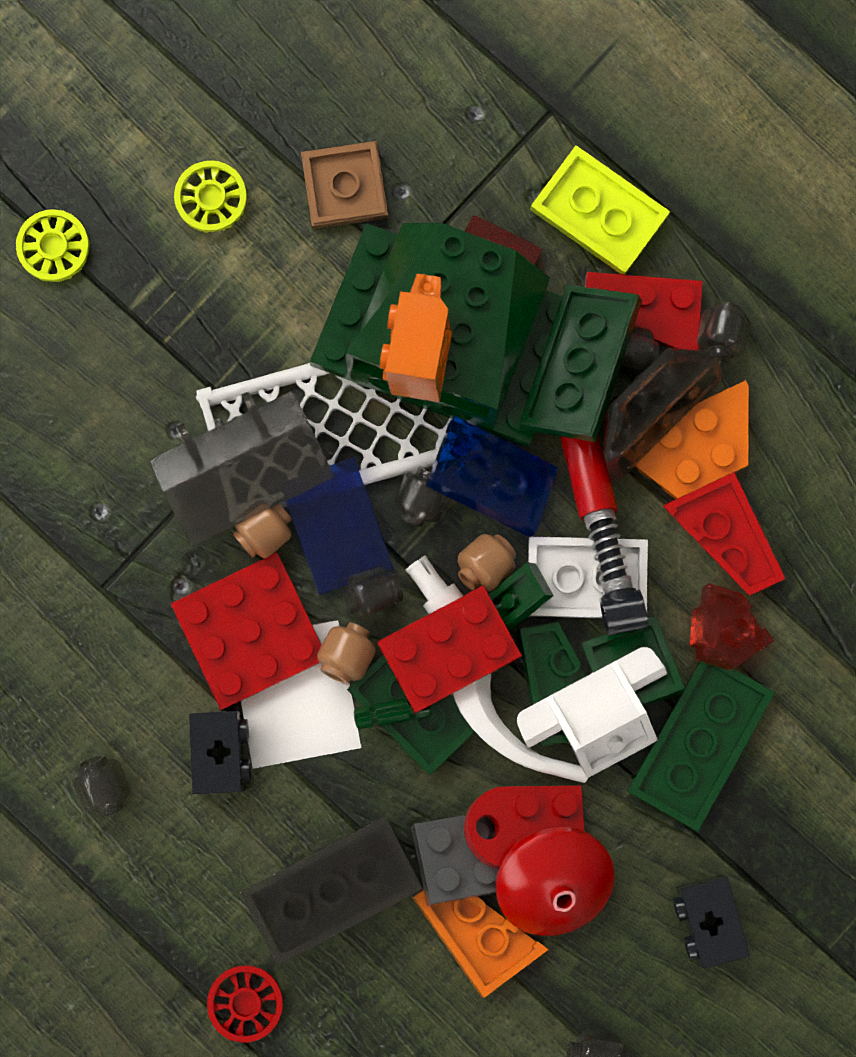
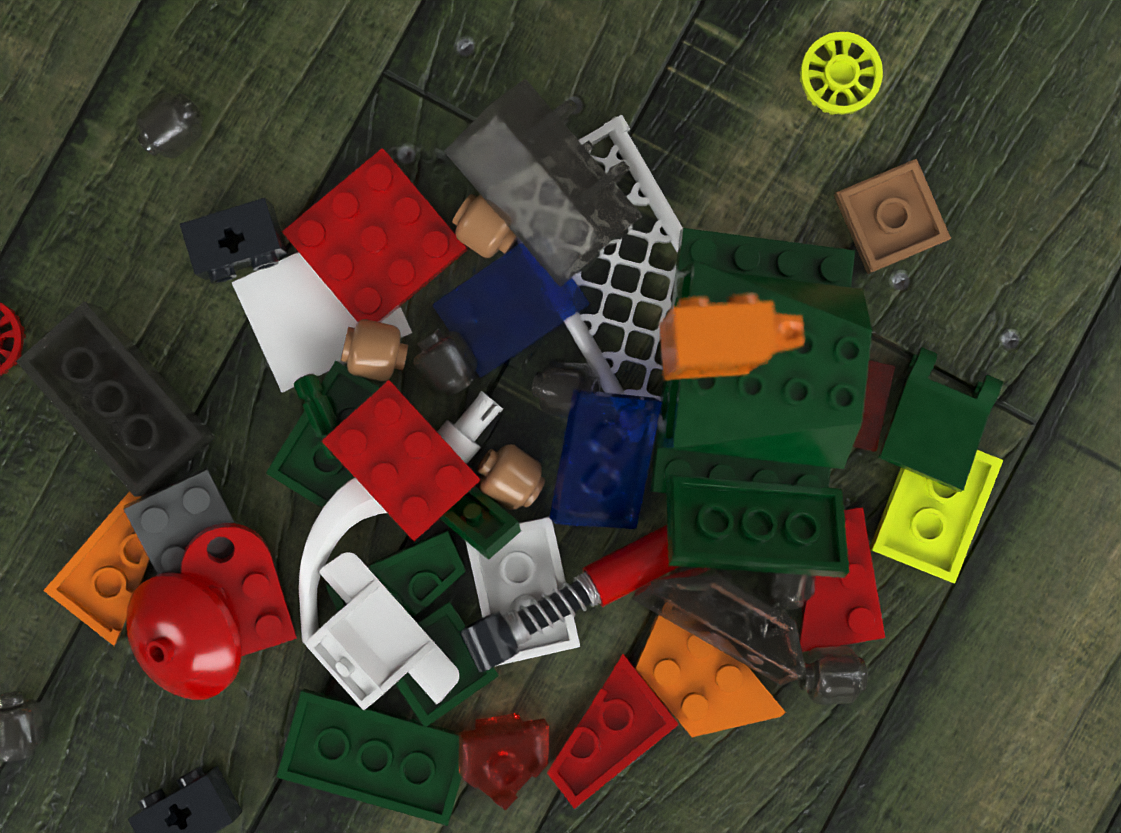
camera: 70 degrees right, 5 degrees up
(533, 191) = (937, 427): none -> dark green flag

